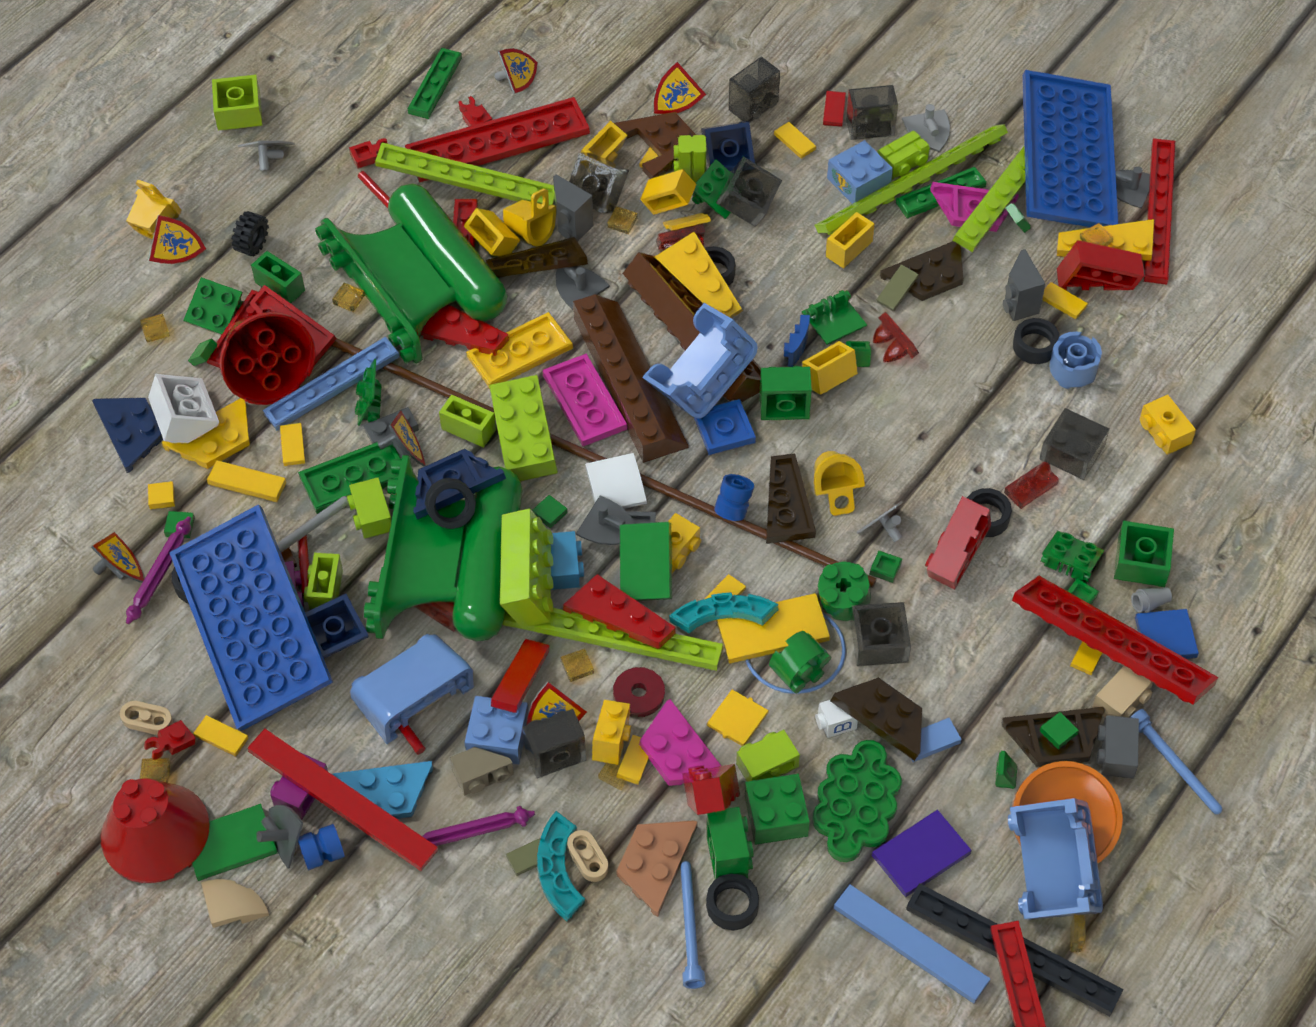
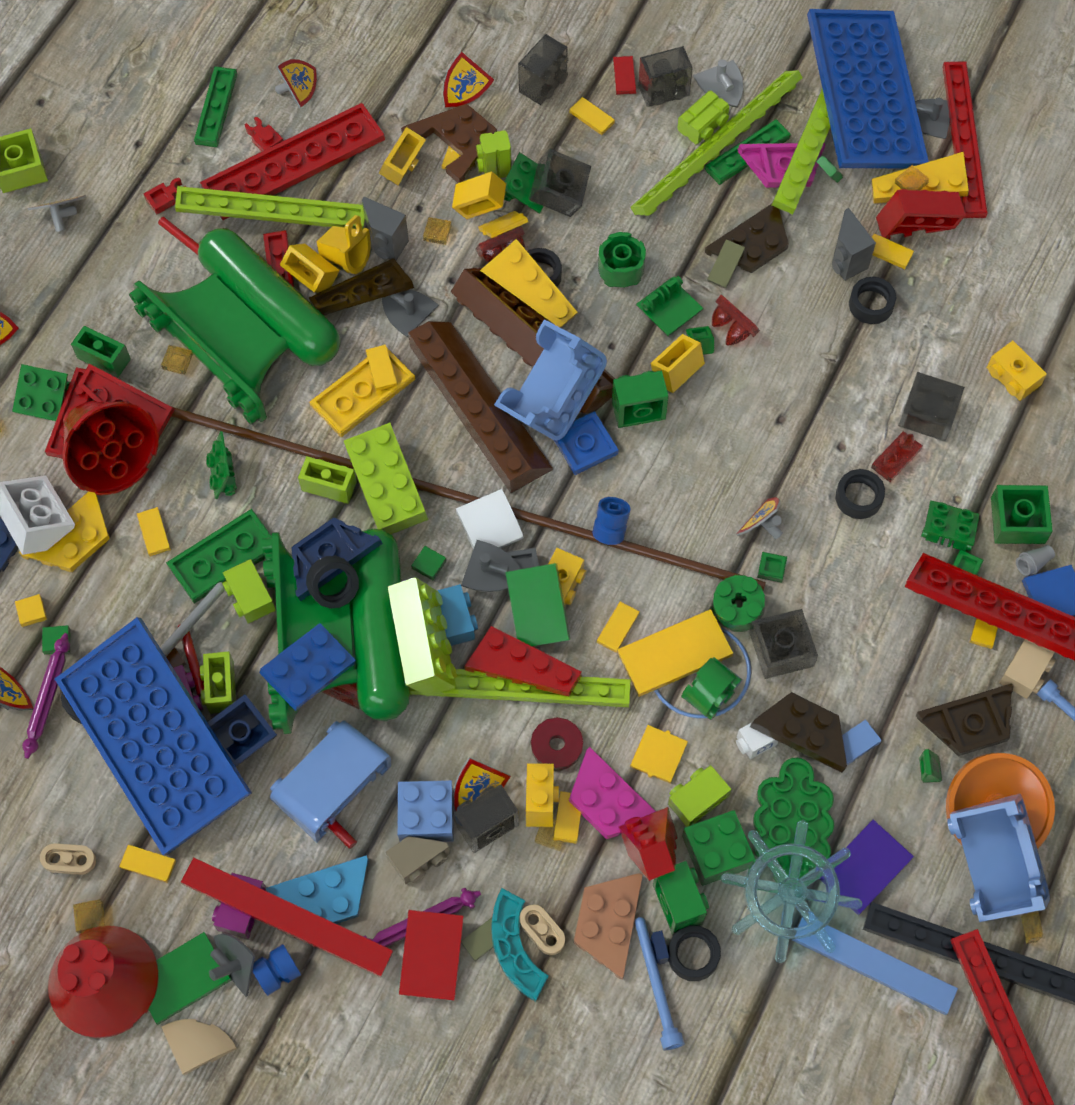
camera: 10 degrees left, 10 degrees up
(171, 738) = (99, 877): red plate -> none
(203, 352) = (40, 445): green tile -> none
(246, 481) = (115, 580): yellow tile -> none
(250, 233) = (61, 307): black tyre -> none
(329, 384) = (178, 459): medium blue tile -> none
(380, 428) = (250, 496): dark grey plate -> none
(403, 439) = (266, 510): shield -> none
(409, 574) = (307, 666): none -> blue plate
(458, 328) = (296, 377): red wing -> none
(474, 859) = (431, 955): none -> red tile
(520, 675) = (437, 751): red tile -> none
(541, 331) = (381, 367): none -> yellow piece
(577, 665) = (490, 725): clear yellow tile -> none
(584, 400) = (439, 436): dark pink plate -> none
(600, 179) = (407, 193): clear smoke brick -> none
(699, 890) = (659, 947): none -> dark blue tile
(723, 606) = (622, 639): teal tile -> none
(728, 143) = (529, 132): dark blue slope -> none
(788, 506) = (664, 517): dark brown wing -> none
(794, 269) = (621, 260): none -> green brick
(797, 341) = (638, 338): blue slope -> none
(837, 476) = (708, 482): yellow container -> none
(839, 856) = (791, 891): none -> clear light blue piece
(849, 240) = (670, 220): yellow brick -> none
(858, 171) = (664, 143): medium blue brick -> none
(959, 543) = (841, 535): wedge -> none
(1059, 730) = (975, 717): green tile -> none
(1075, 360) = (915, 316): medium blue brick -> none
(1119, 746) = (1035, 723): dark grey brick -> none

